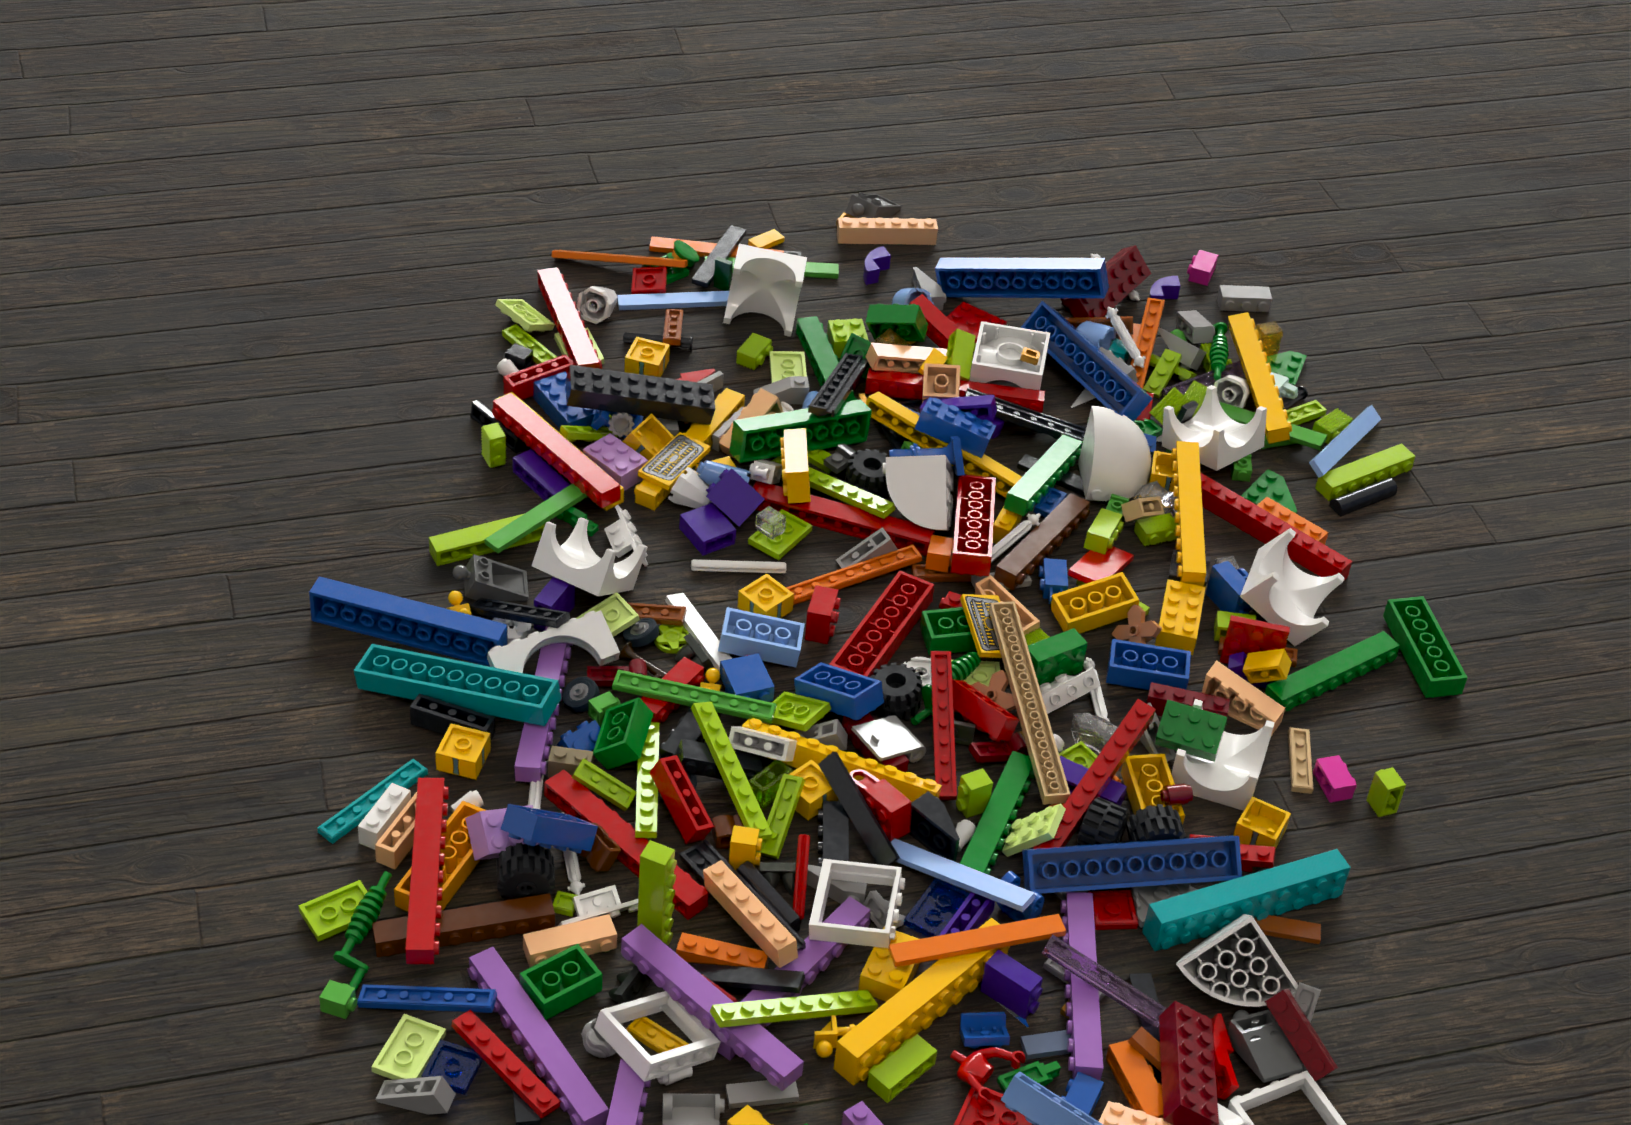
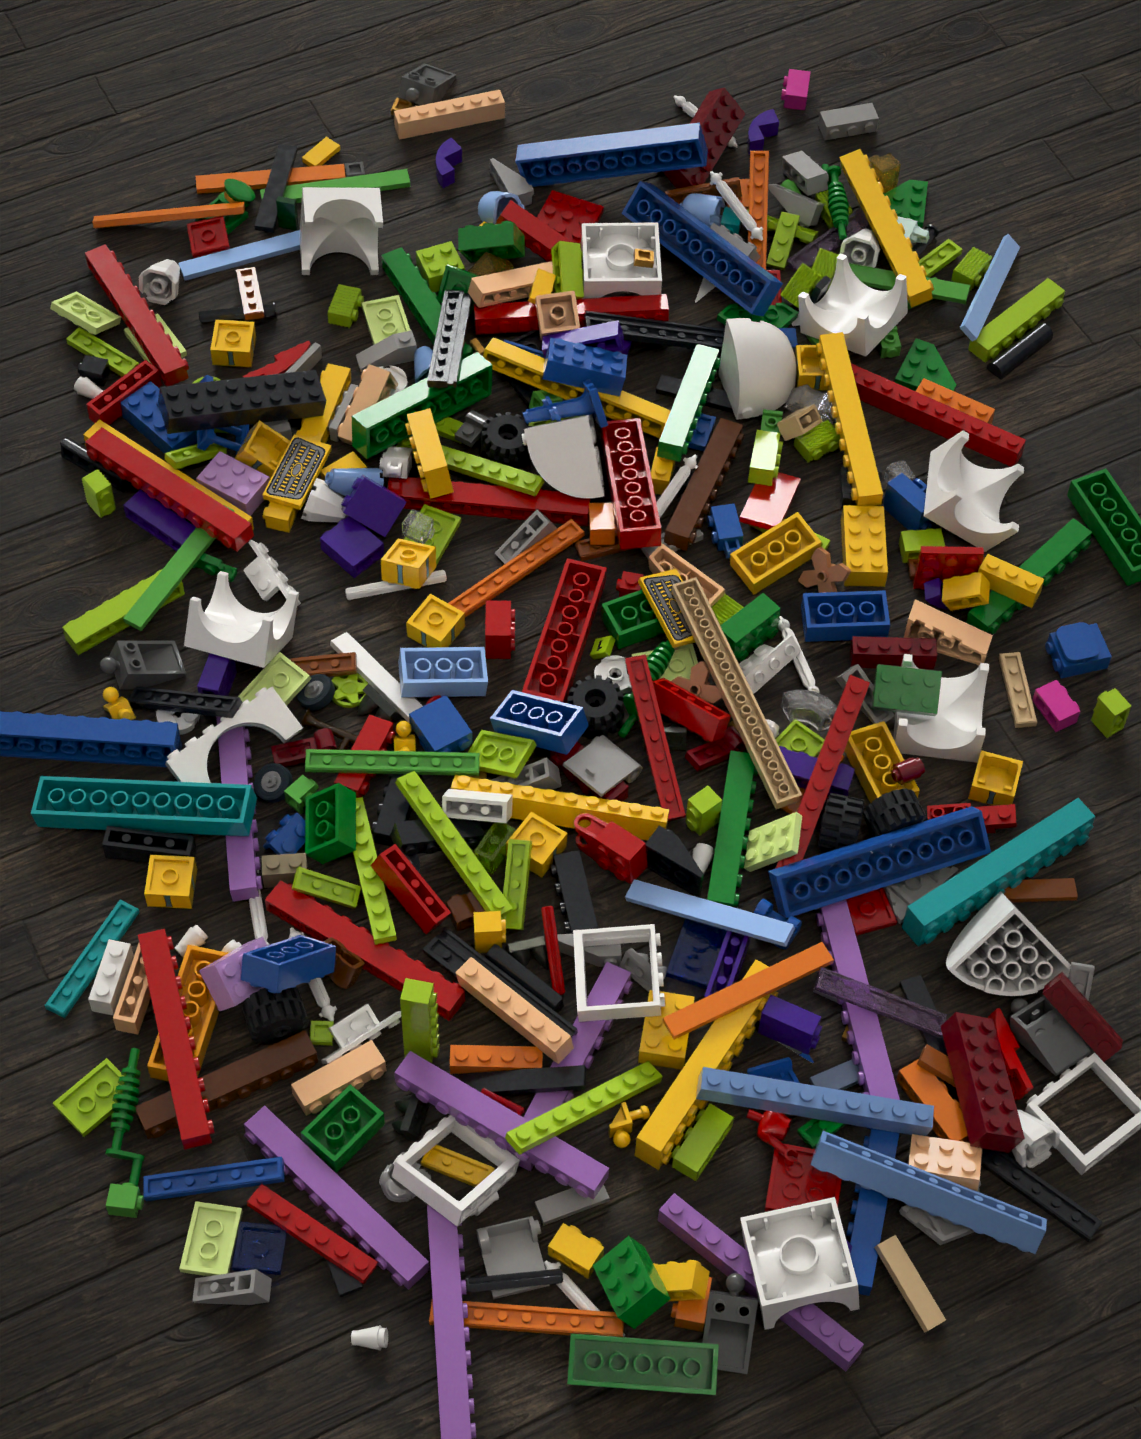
camera: 10 degrees left, 15 degrees up
(621, 424) = (229, 439): light grey piece -> none
(754, 548) = (408, 563): none -> yellow container
(858, 810) = (593, 860): black tile -> none
(915, 649) = (602, 647): none -> lime tile
(1018, 1047) = (814, 1102): none -> medium blue brick
(1313, 665) = (1011, 580): none -> yellow brick
(1365, 737) = (1078, 649): none -> blue brick

